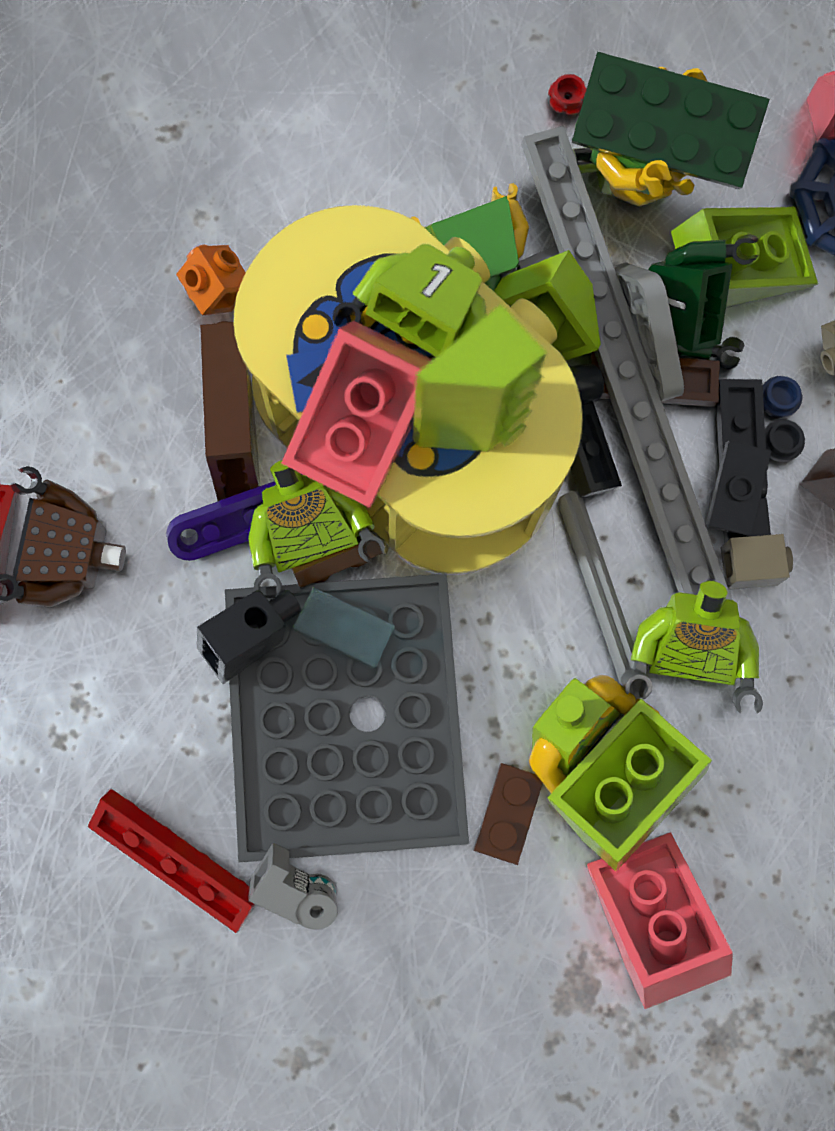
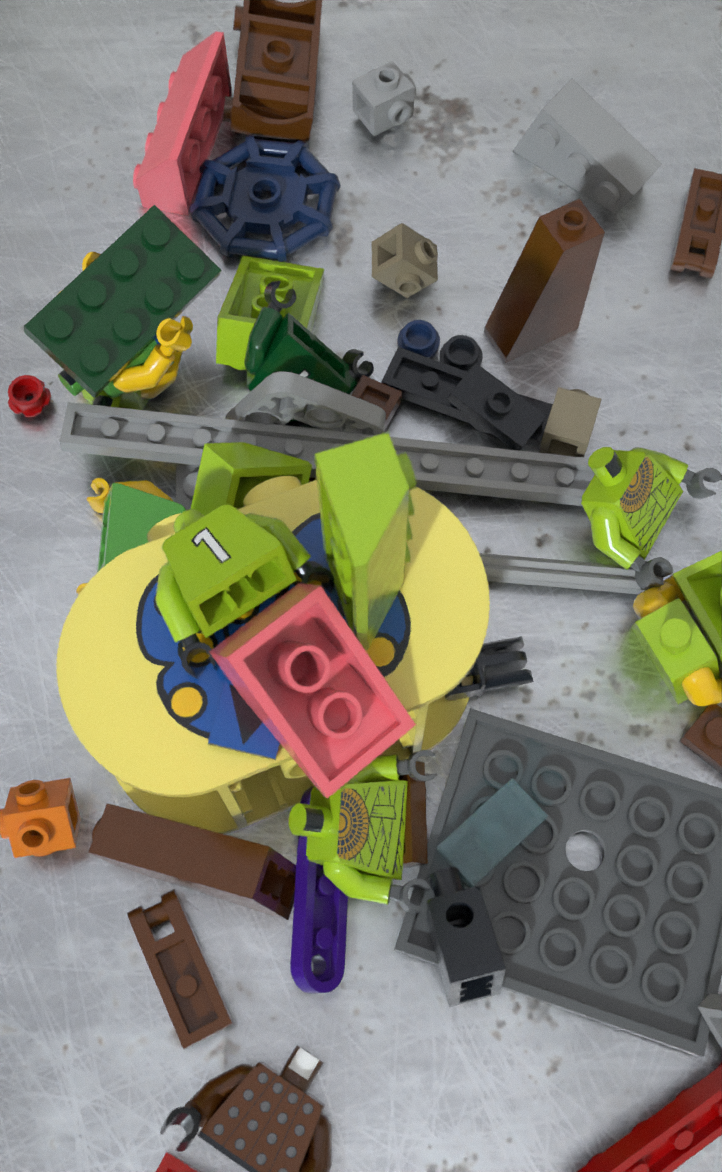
camera: 60 degrees left, 10 degrees down
(146, 436) = (180, 971): none -> reddish brown plate
(487, 569) = (495, 668): none -> black arm

